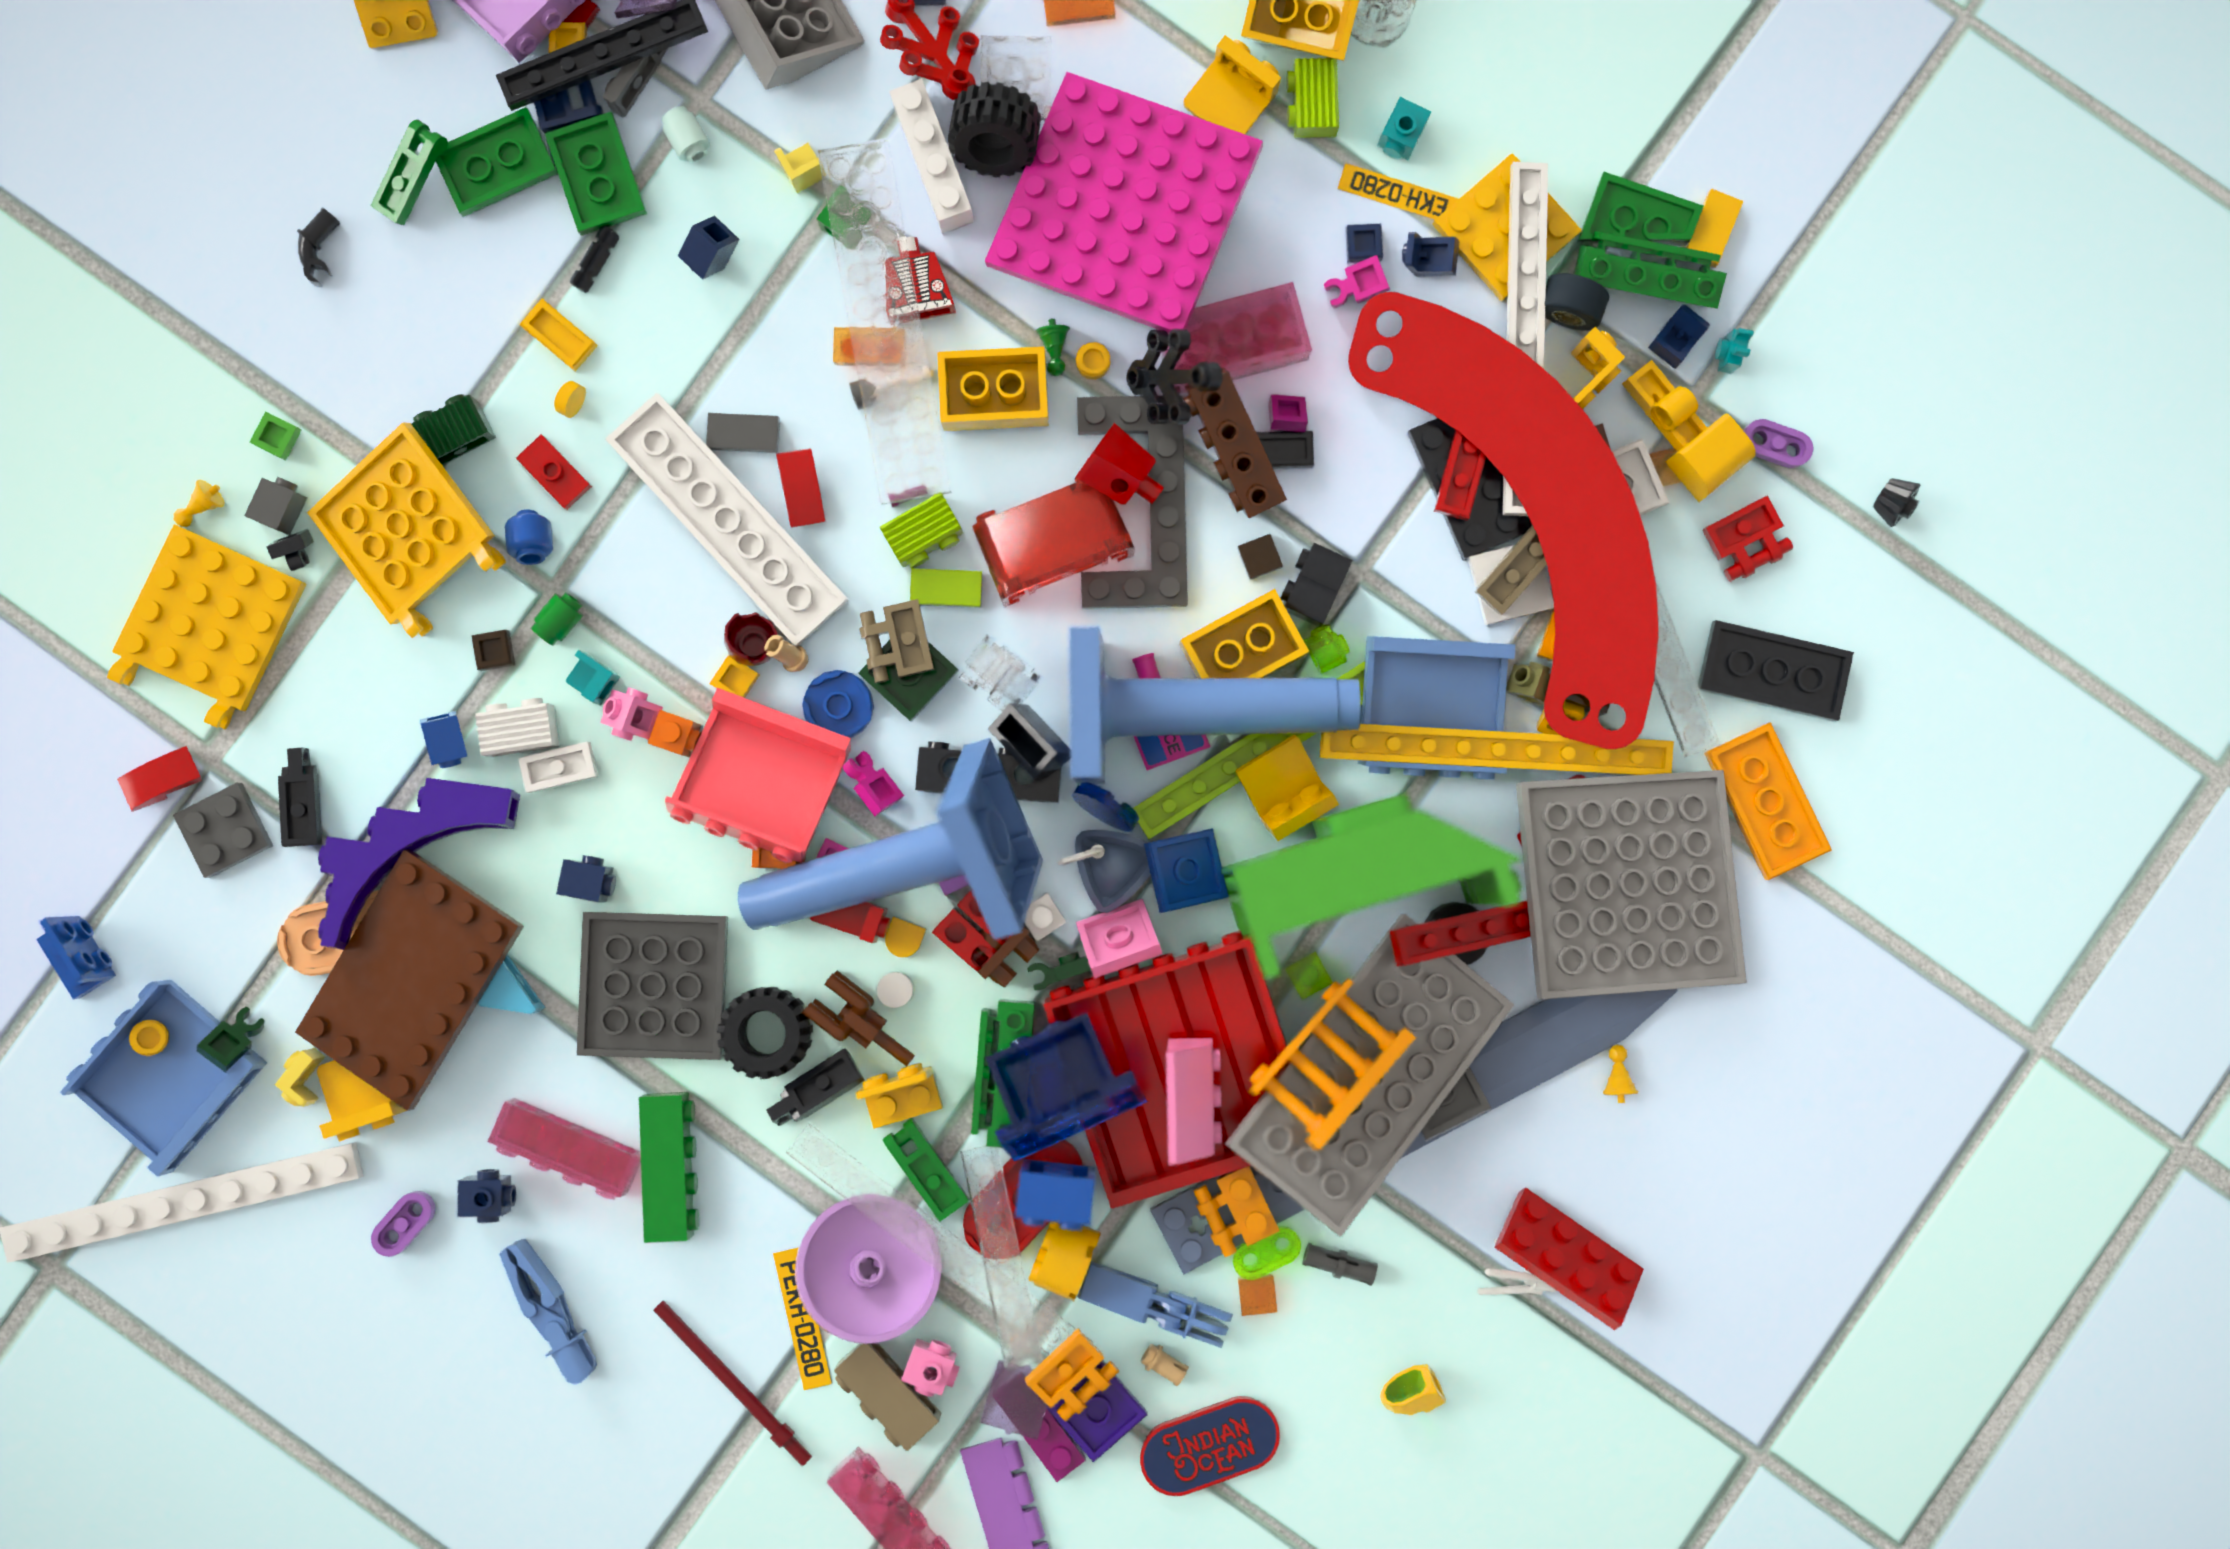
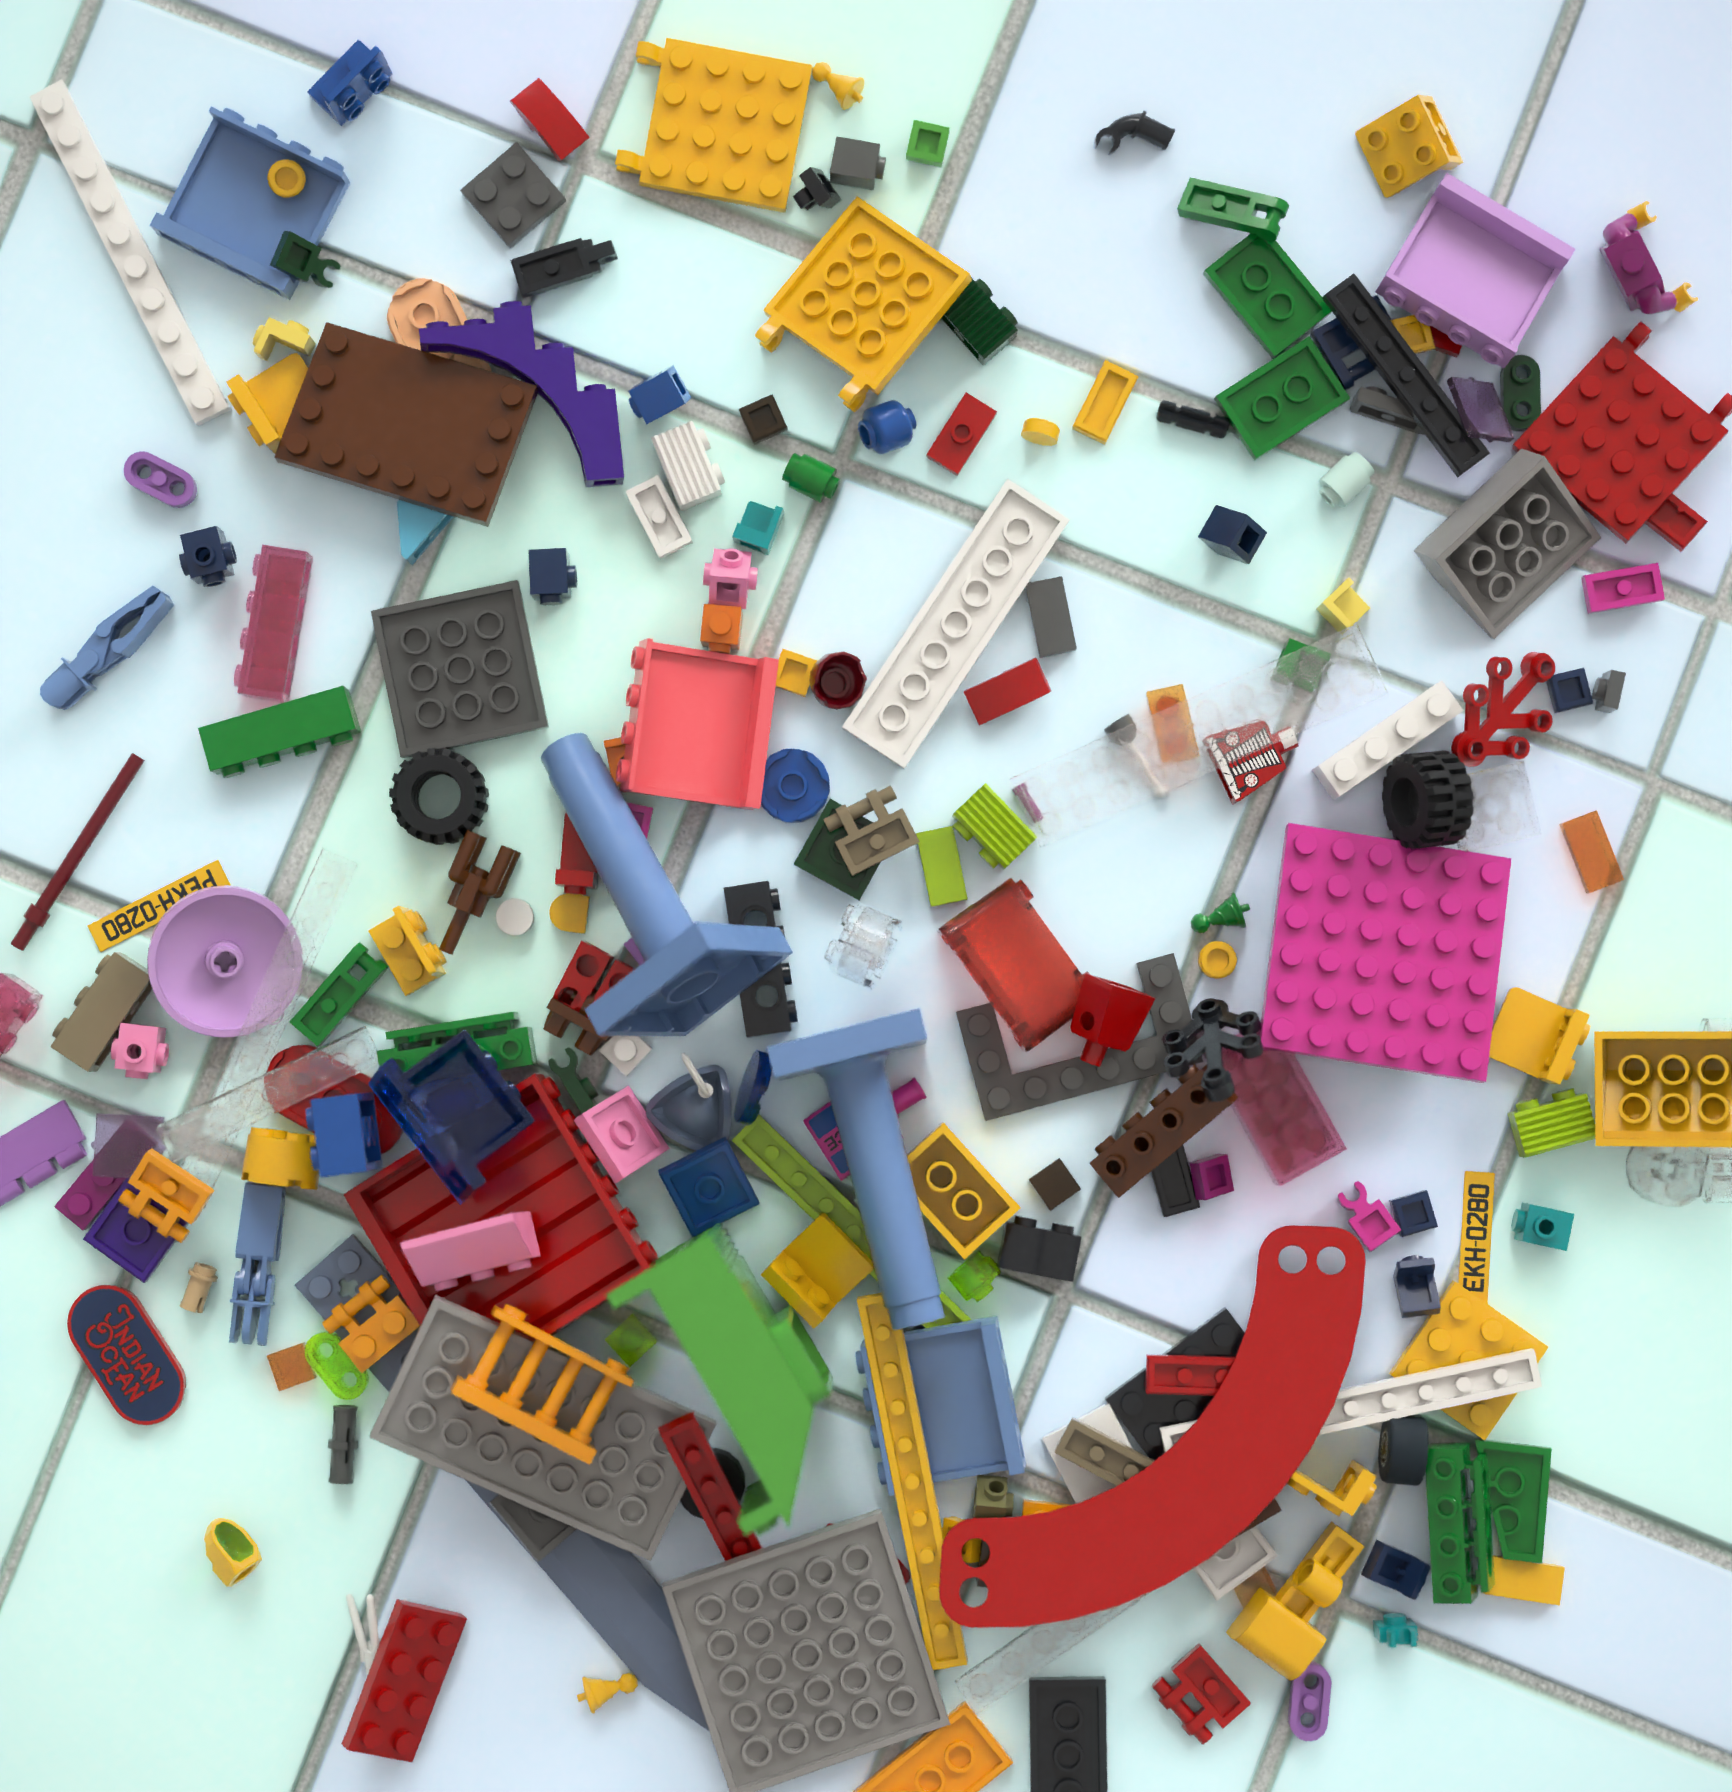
camera: 80 degrees right, 0 degrees up
(793, 658) = (830, 725): tan pin -> none
(816, 1088) = (395, 863): black hinge -> none
(874, 786) = (717, 845): dark pink plate -> none
(993, 388) = (1158, 864): yellow brick -> none
(1030, 740) = (801, 993): black brick -> none

